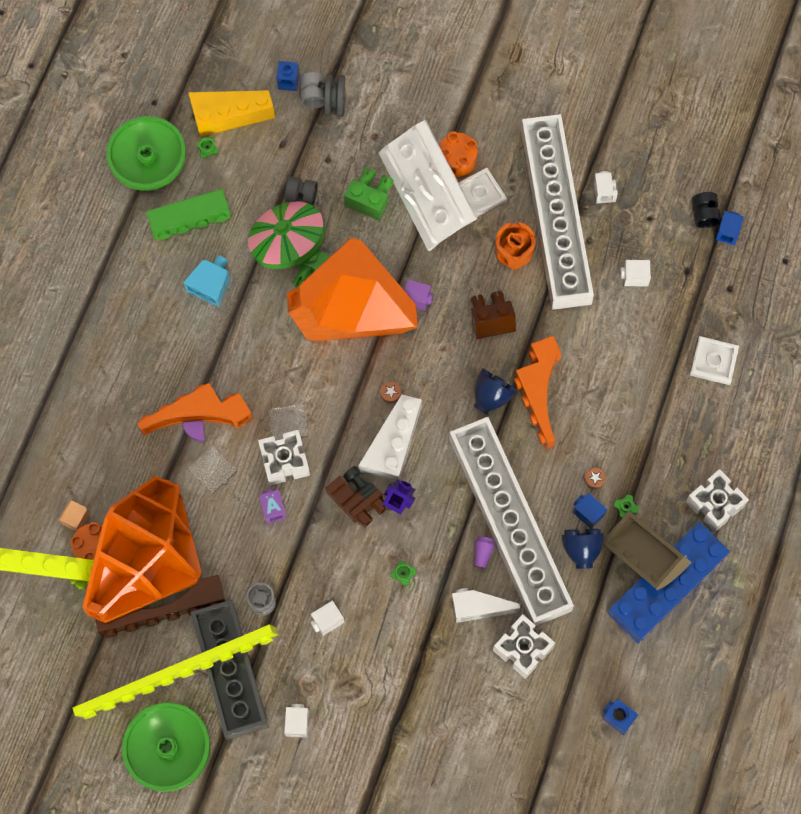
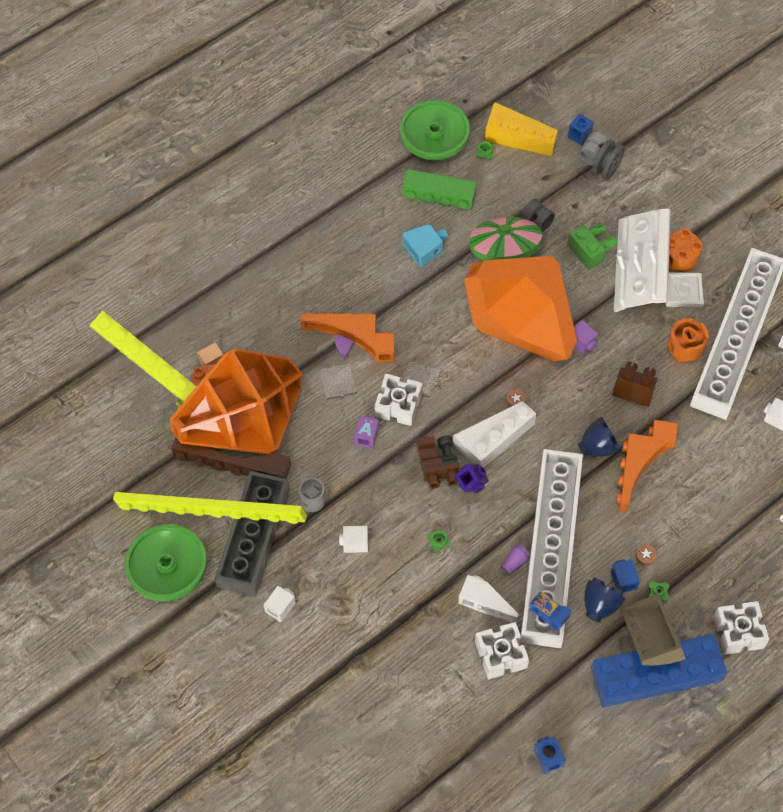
camera: 30 degrees right, 10 degrees down
(547, 587) = (549, 610): none -> blue leg

